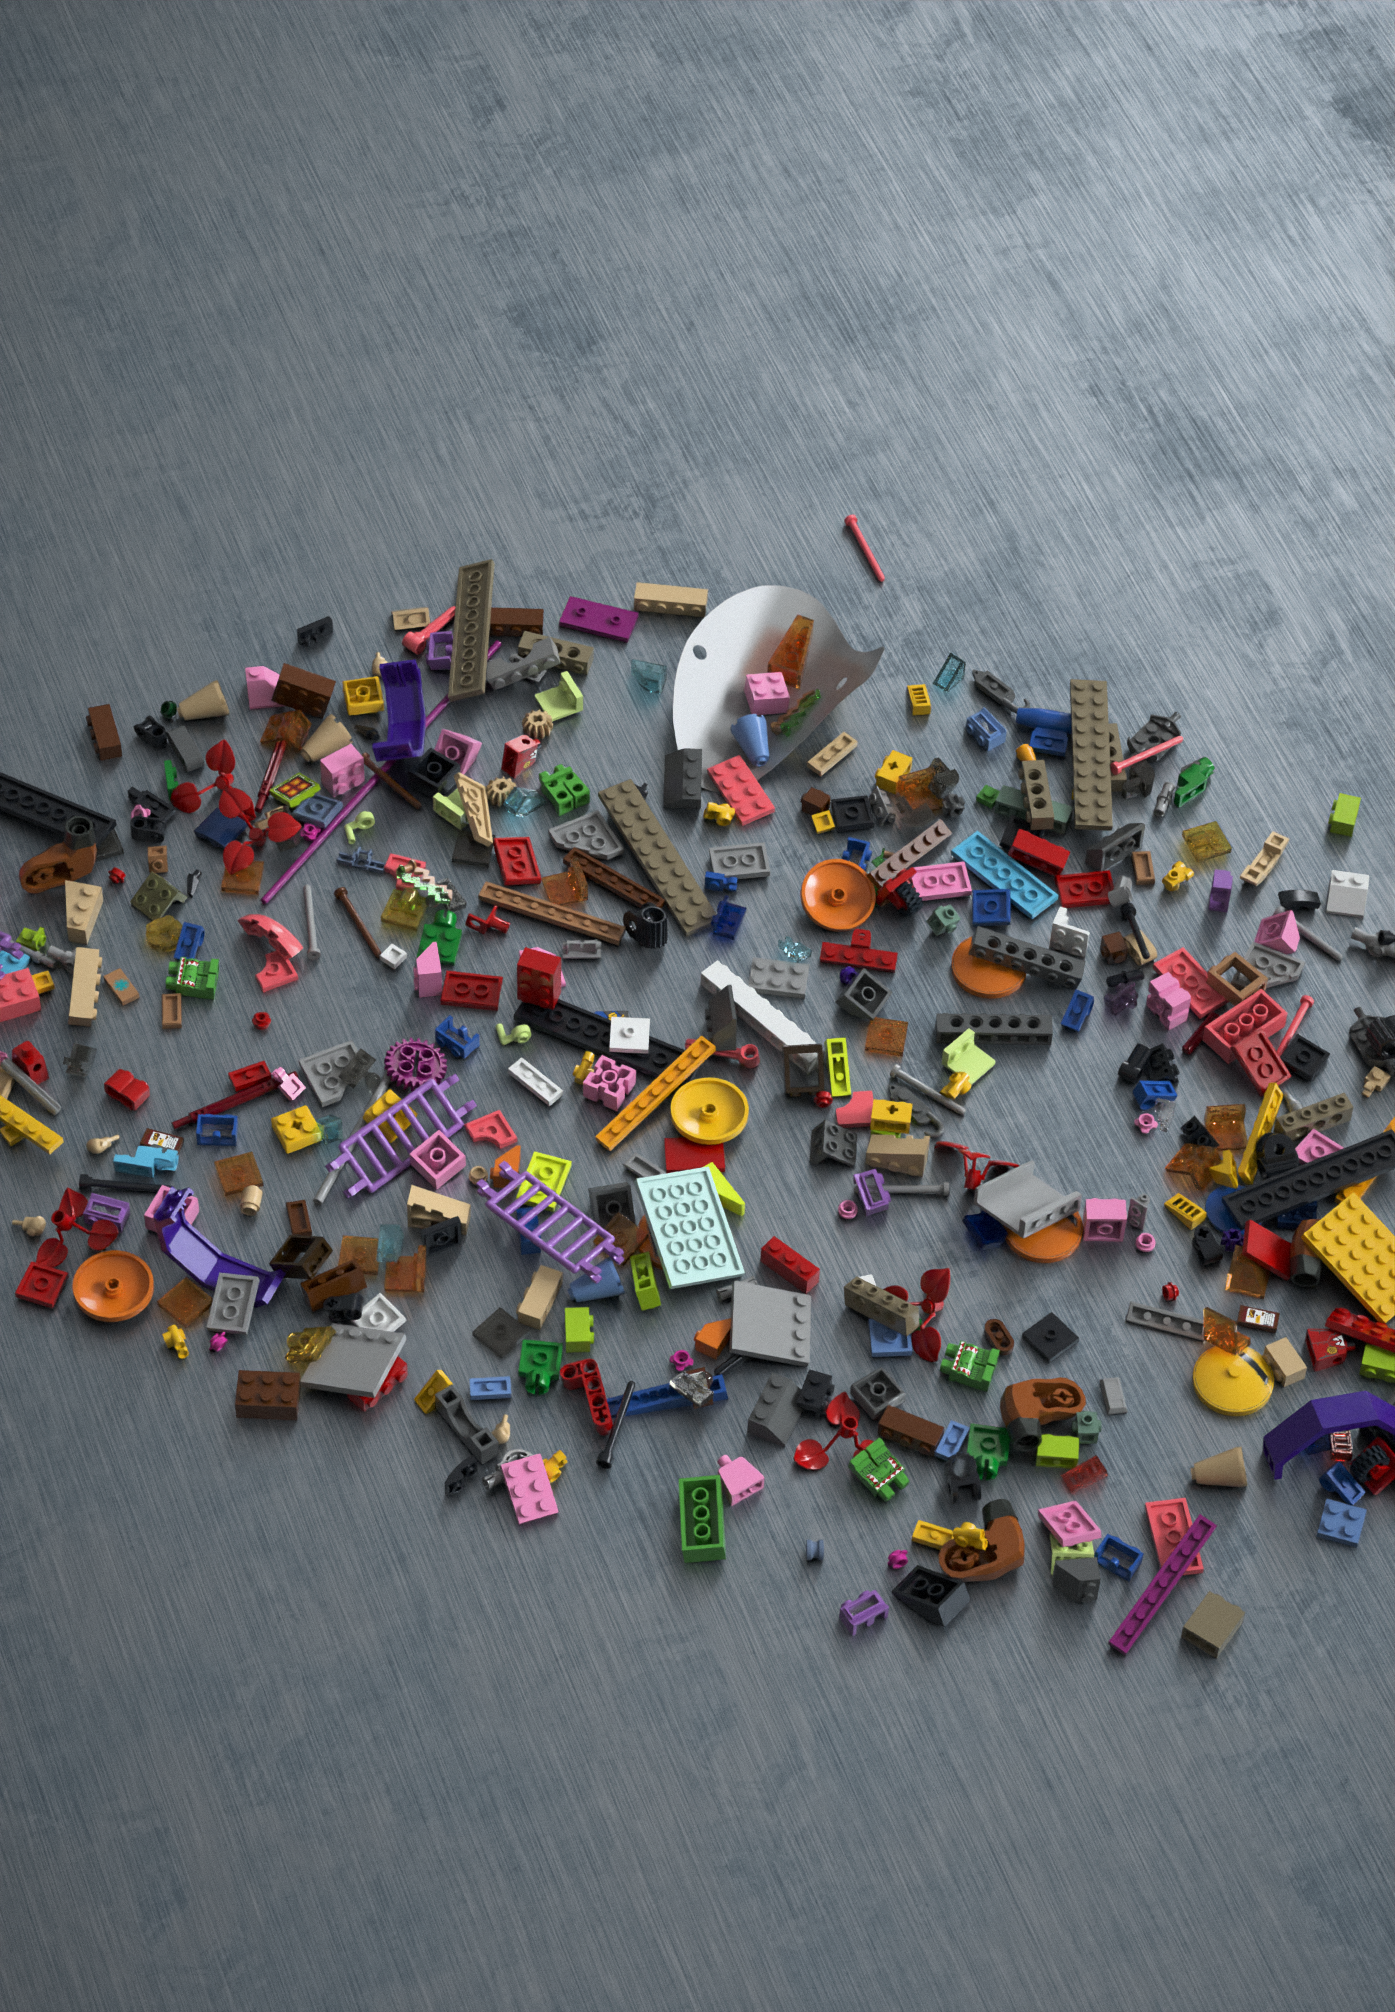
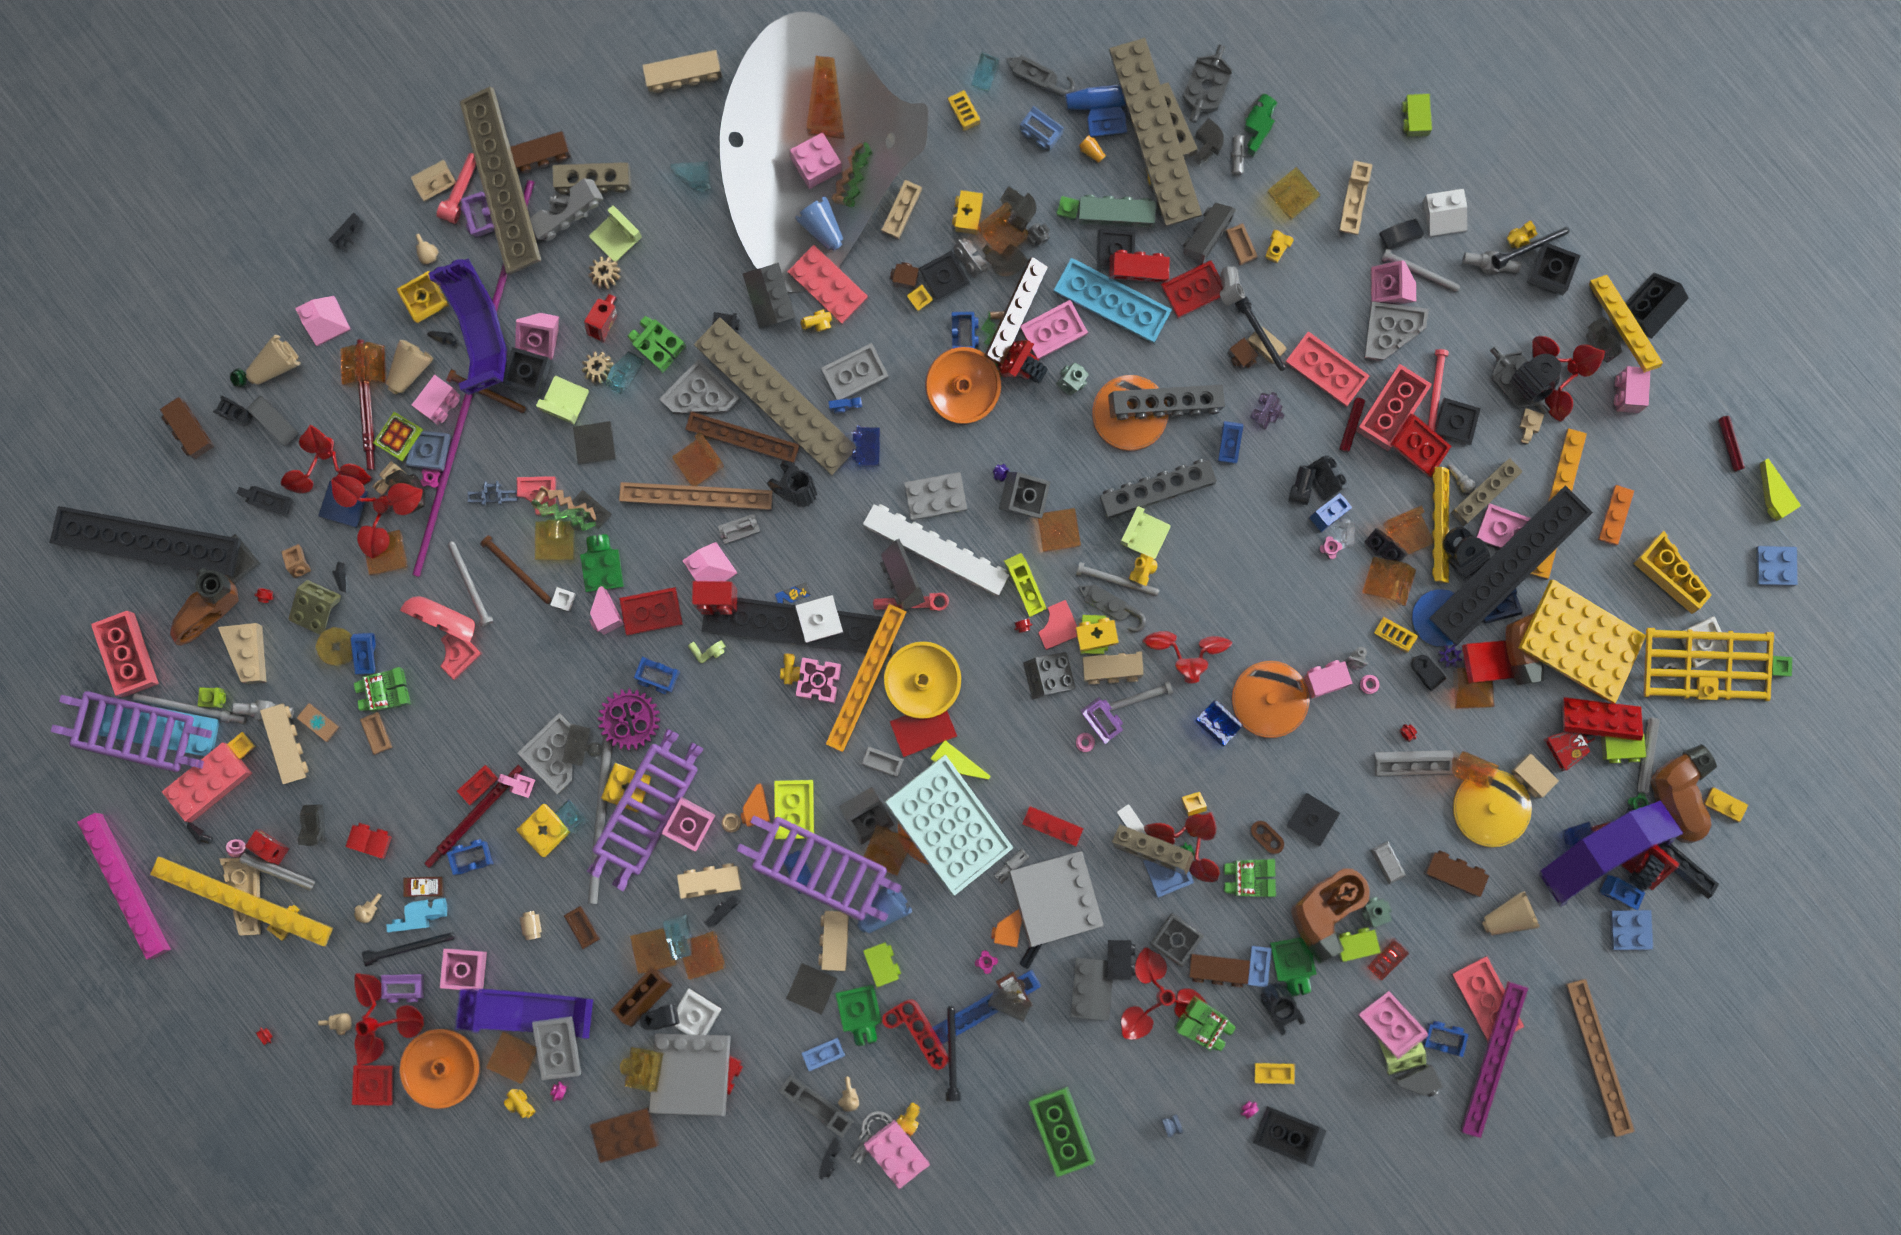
camera: 10 degrees left, 30 degrees up
(139, 810) = (259, 516): bright pink plate -> none
(146, 829) = (277, 530): black piece -> none
(170, 773) = (270, 456): green plate -> none
(238, 1172) = (508, 898): clear orange plate -> none
(261, 1024) = (470, 715): red plate -> none
(303, 690) = (363, 319): reddish brown brick -> none
(315, 1250) = (615, 981): dark brown window -> none
(363, 820) = (477, 447): yellowish green plate -> none
(426, 1396) = (774, 1080): yellow slope -> none
(476, 808) = (579, 398): tan wing -> none
(492, 921) = (643, 526): red bracket -> none
(492, 1129) = (725, 763): coral tile -> none
(516, 860) = (641, 444): red tile -> none
(535, 1081) = (747, 698): white plate -> none
(598, 619) = (618, 117): magenta plate -> none
(645, 1281) = (925, 890): lime slope -> none
(738, 1479) = (1079, 1074): bright pink torso -> none
(796, 951) = (941, 461): clear light blue plate -> none
(799, 1049) = (989, 590): dark brown window -> none
(859, 954) = (1003, 444): red plate -> none
(862, 1610) = (1235, 1175): medium lavender window -> none
(970, 1535) = (1308, 1081): yellow plate -> none
(991, 907) = (1112, 345): blue tile -> none
(1003, 1552) = (1329, 1082): dark orange piece -> none
(1024, 1201) = (1249, 686): light grey panel -> none
(1037, 794) = (1111, 174): dark tan brick -> none
(1068, 937) = (1191, 363): white bracket -> none
(1116, 767) = (1185, 140): coral bar -> none
(1125, 977) = (1263, 384): black axle -> none
(1168, 1000) = (1314, 404): bright pink brick -> none
(1178, 1421) = (1456, 873): none -> reddish brown brick
(1213, 1624) = (1549, 1080): dark tan brick -> none
(1220, 891) = (1326, 254): medium lavender window -> none
(1226, 1172) = (1425, 583): yellow slope -> none
(1228, 991) = (1365, 373): medium nougat window -> none
(1258, 1319) = (1496, 733): tile -> none
(1273, 1621) = (1600, 1058): none -> medium nougat plate

